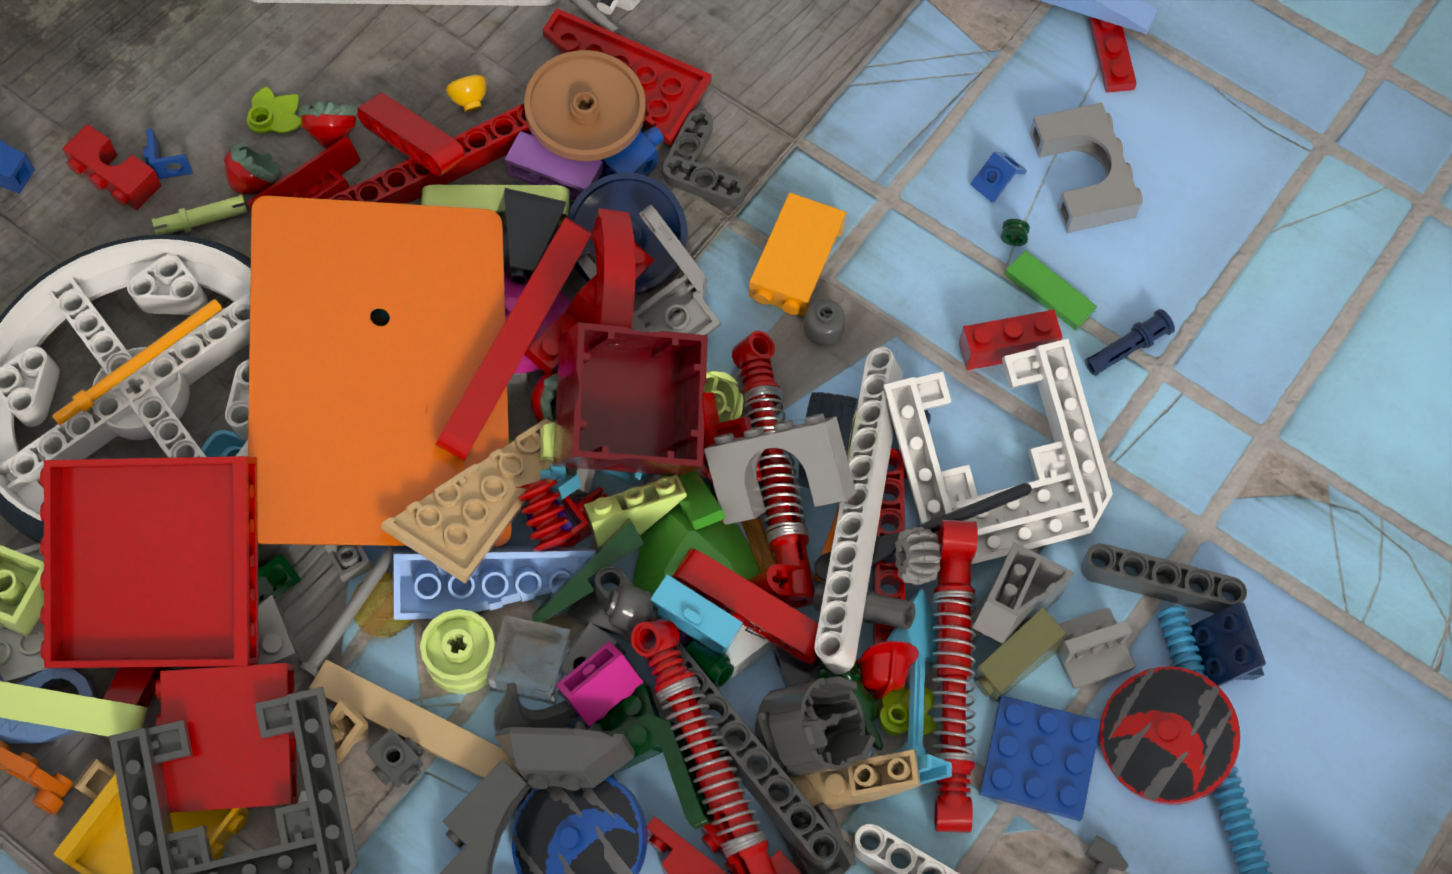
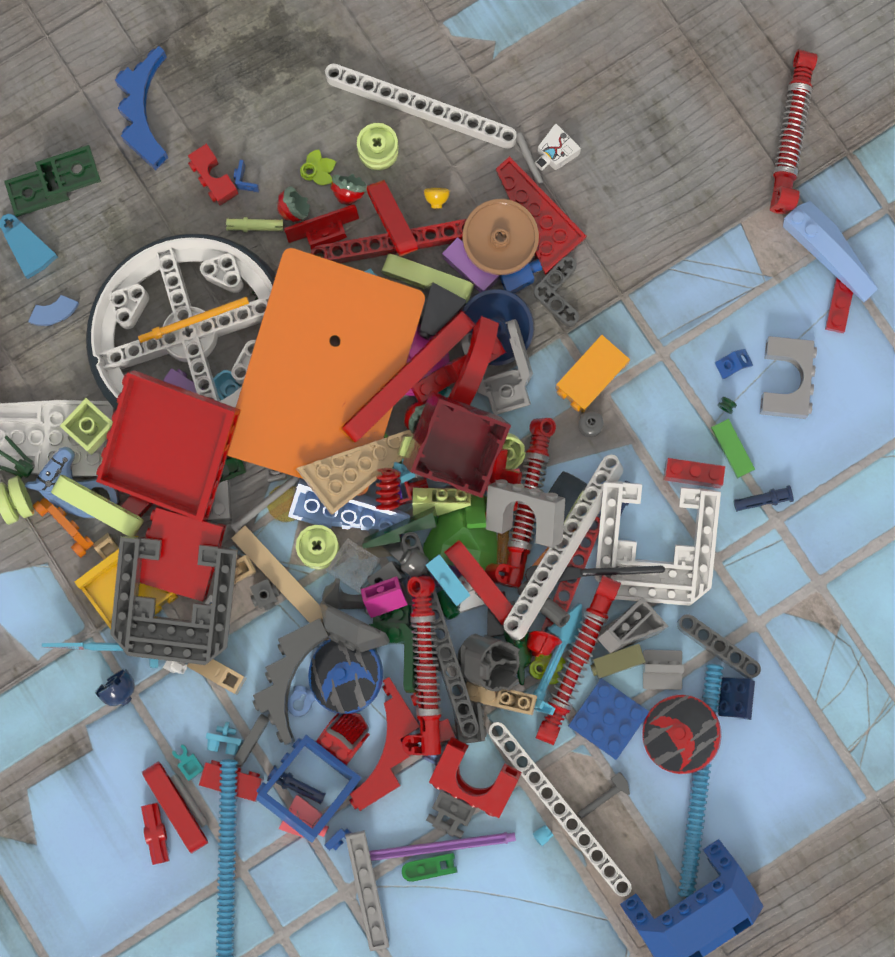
camera: 25 degrees right, 15 degrees up
(354, 52) = (368, 146): none -> yellowish green wheel
(917, 555) = (583, 588): light grey gear -> none

